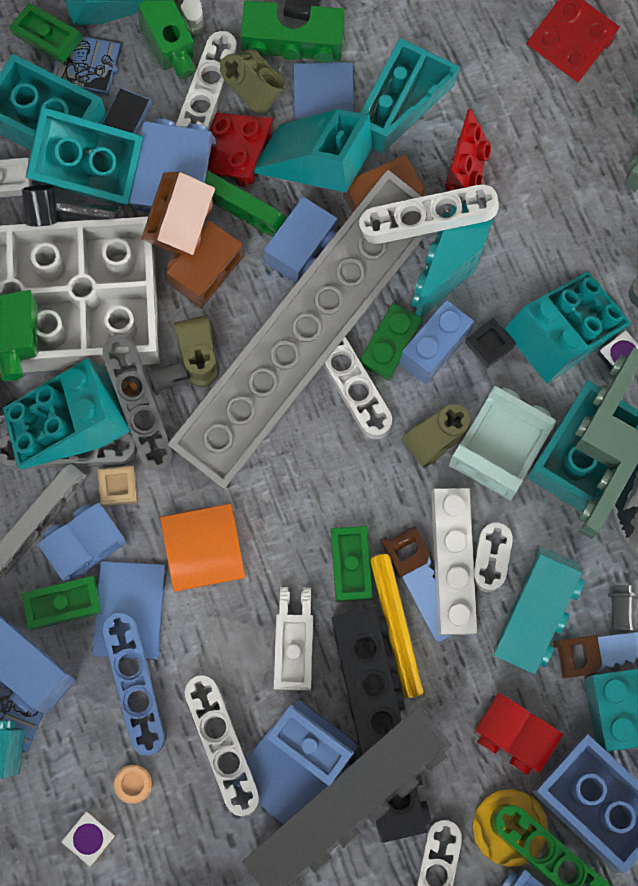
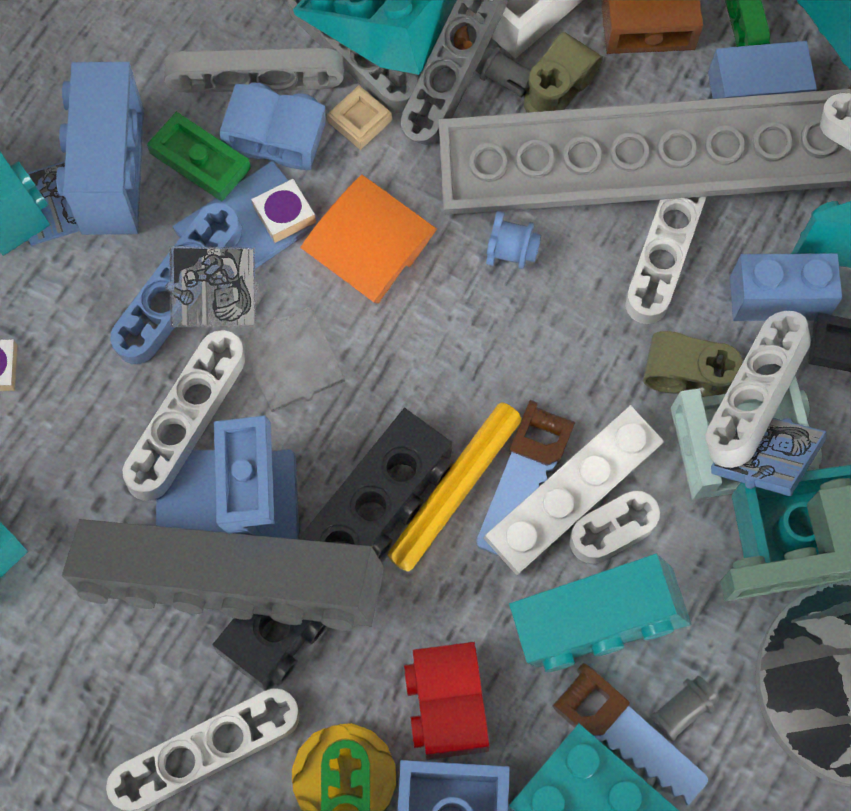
camera: 50 degrees right, 5 degrees down
(133, 784) = (77, 364): light nougat tile -> none
(142, 582) = (283, 210): none -> tile
(157, 665) = (212, 286): none -> piece
(278, 467) = (512, 242): none -> medium blue brick
(293, 644) = (348, 399): white hinge -> none
(351, 564) = (478, 390): green plate -> none
(389, 341) = (721, 247): green plate -> none
(483, 414) = (751, 385): none -> white beam
(529, 441) = (779, 459): none -> piece

